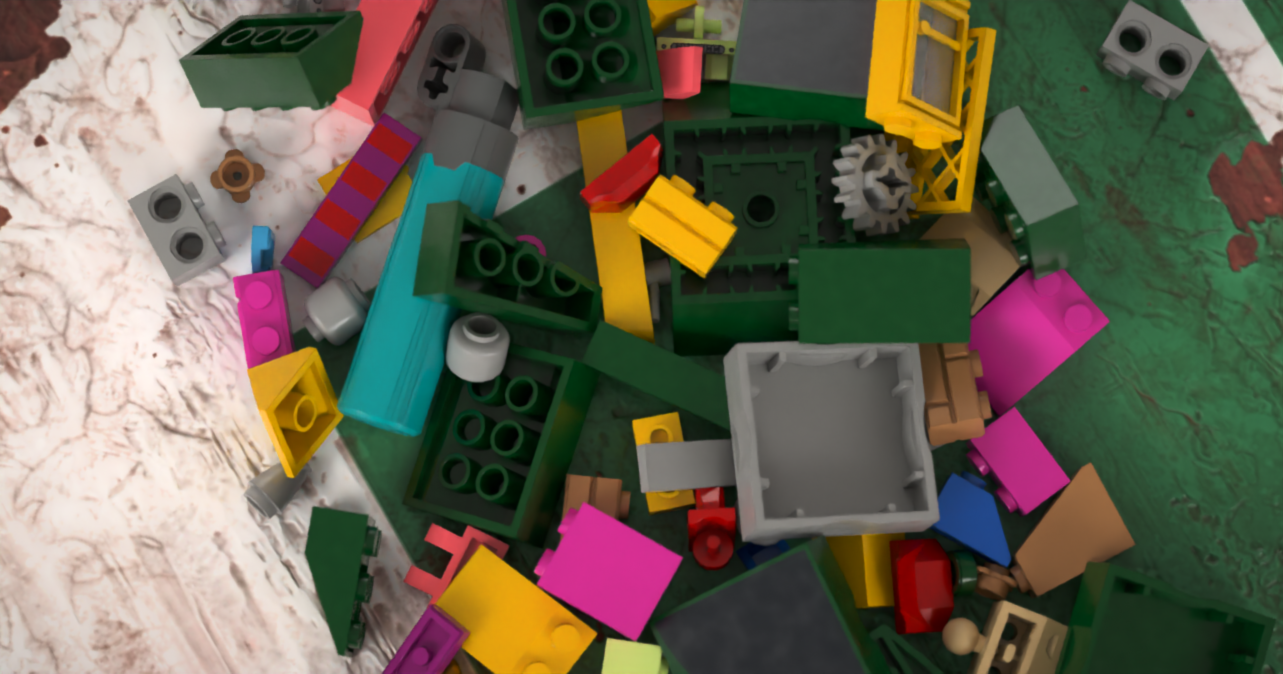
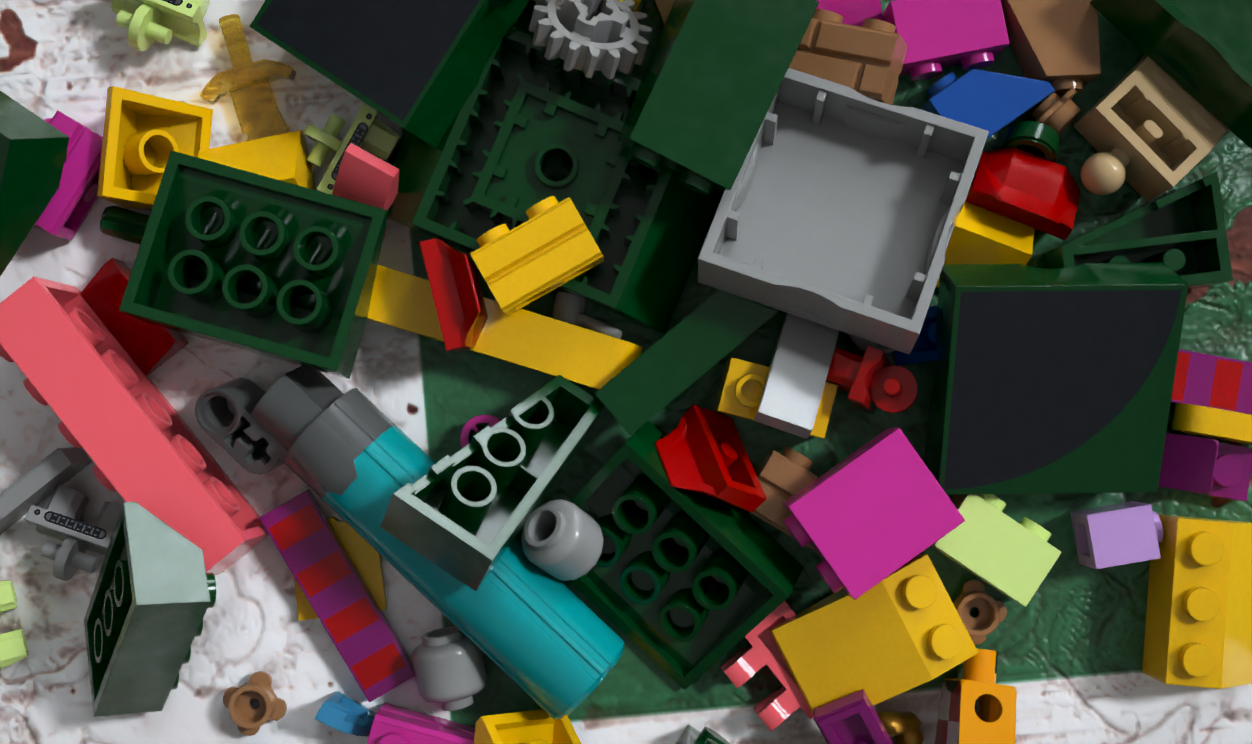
camera: 60 degrees left, 5 degrees up
(593, 433) = (710, 459): none -> red slope

